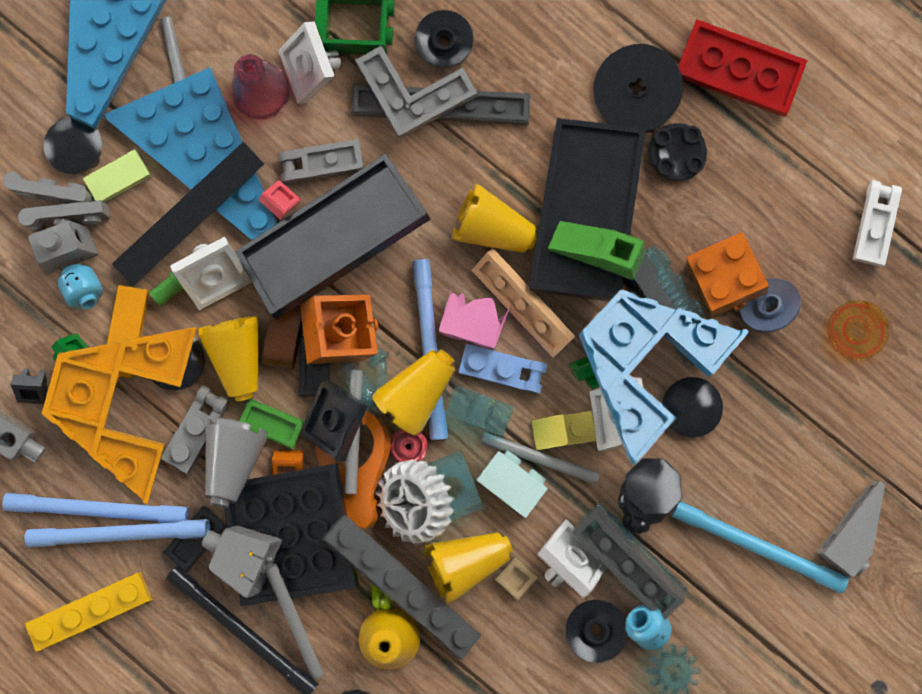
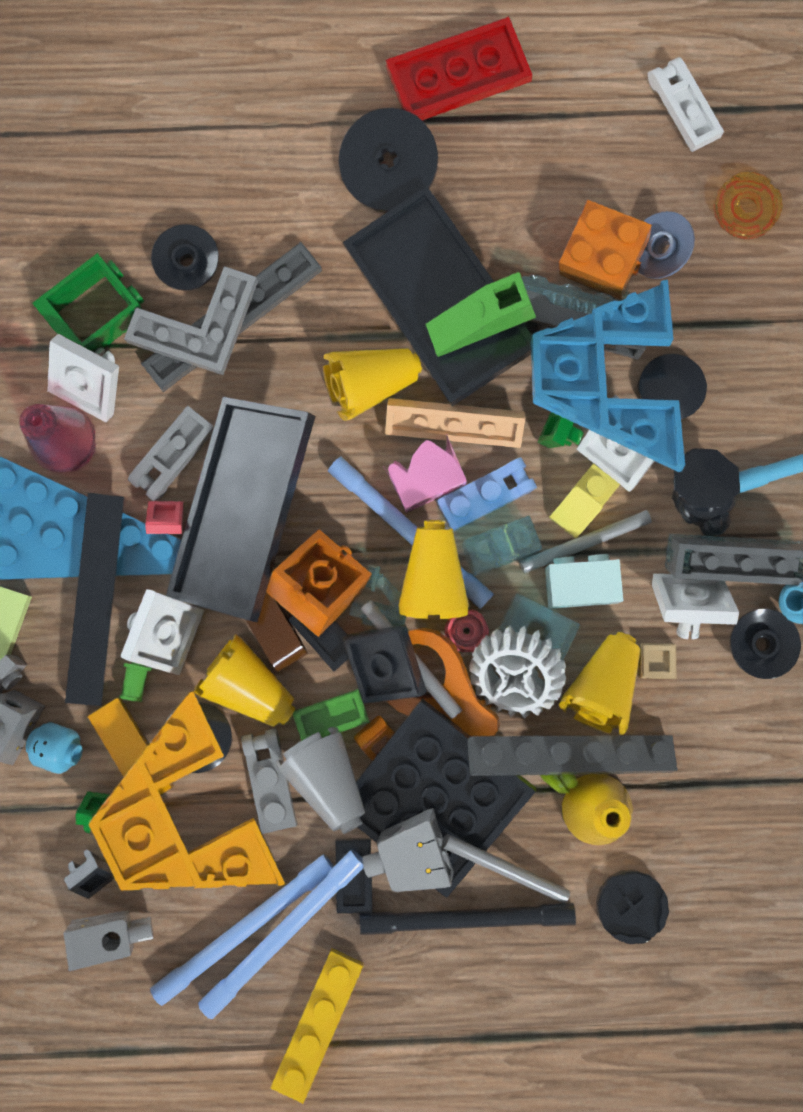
camera: 45 degrees left, 0 degrees up
(678, 151) = (469, 184): black dish -> none

